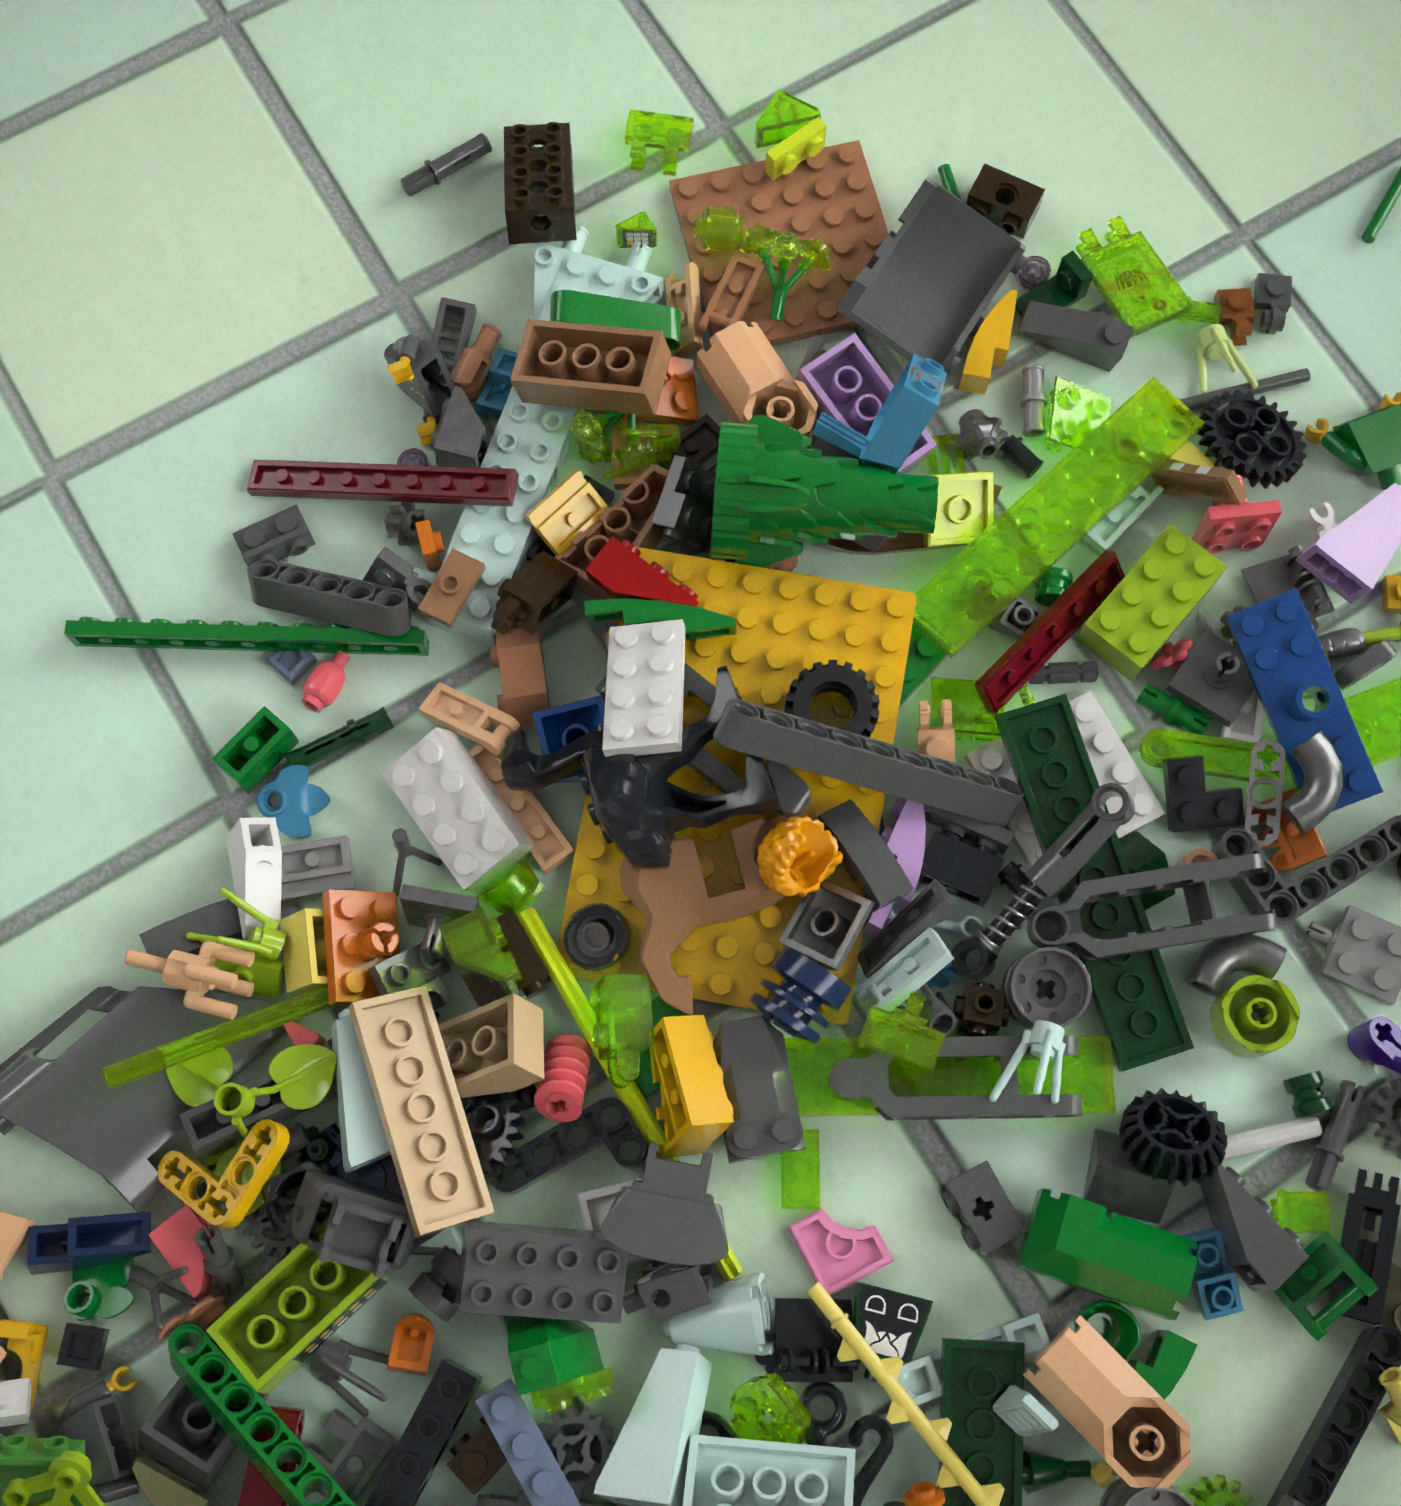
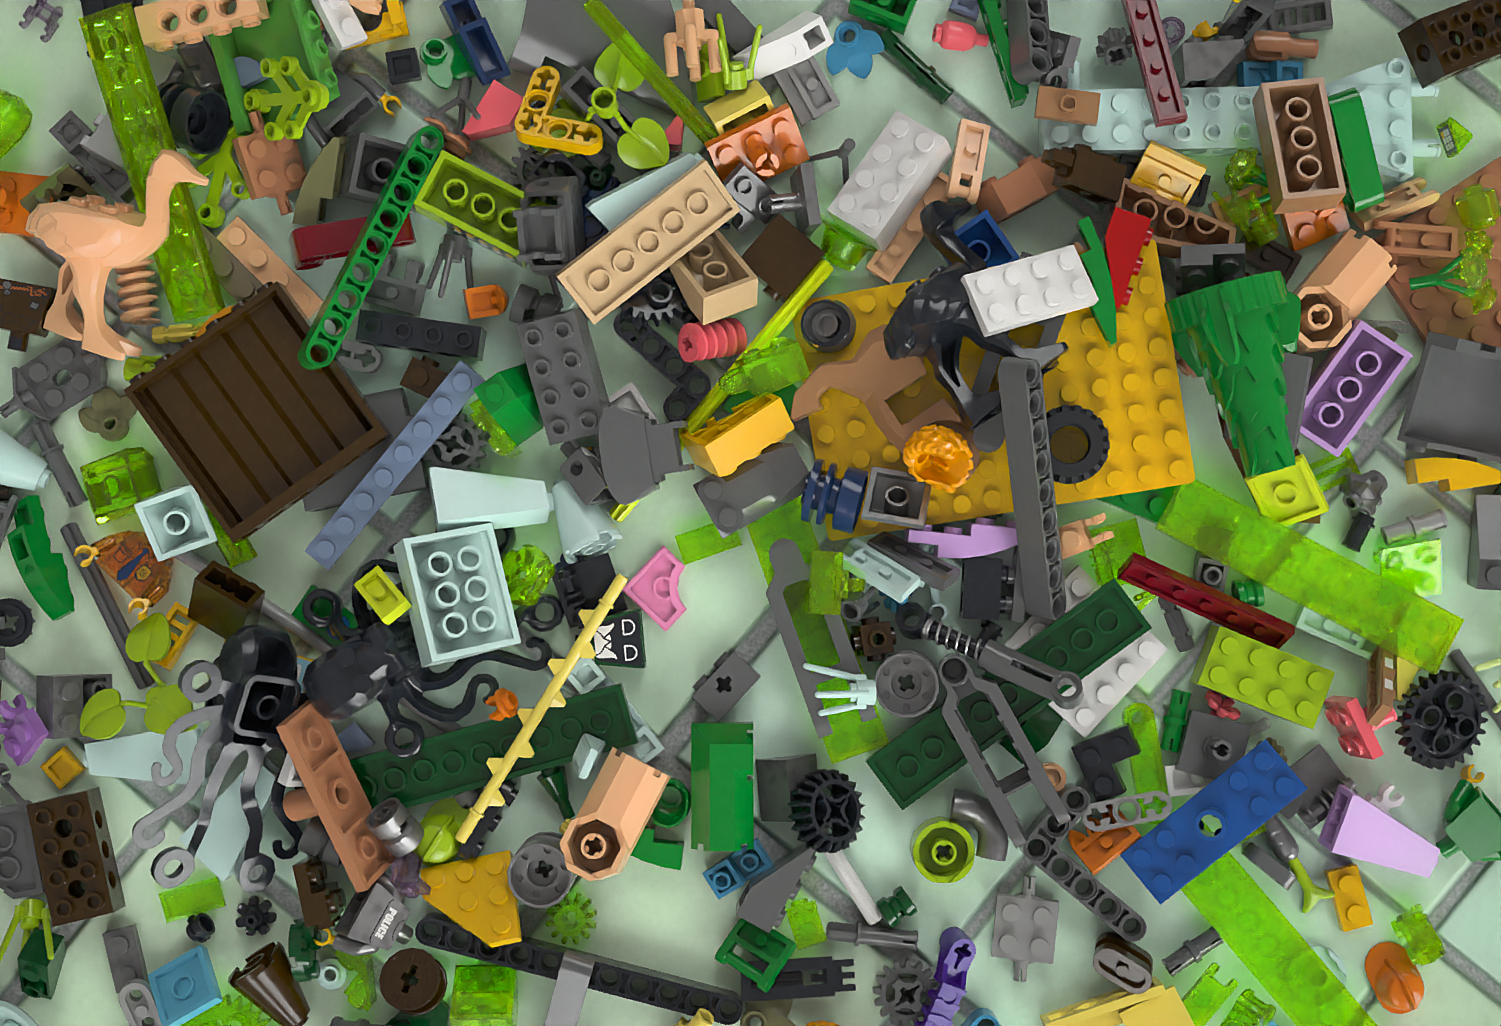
camera: 70 degrees right, 15 degrees up
(219, 1259) = (494, 138): dark grey pin -> none
(431, 545) = (1101, 73): orange plate -> none
(477, 951) = (780, 239): clear neon green slope -> none
(866, 855) = (962, 509): dark grey slope -> none
(897, 422) = (1335, 417): dark azure piece -> none
(1321, 784) = (1146, 852): flat silver cylinder -> none

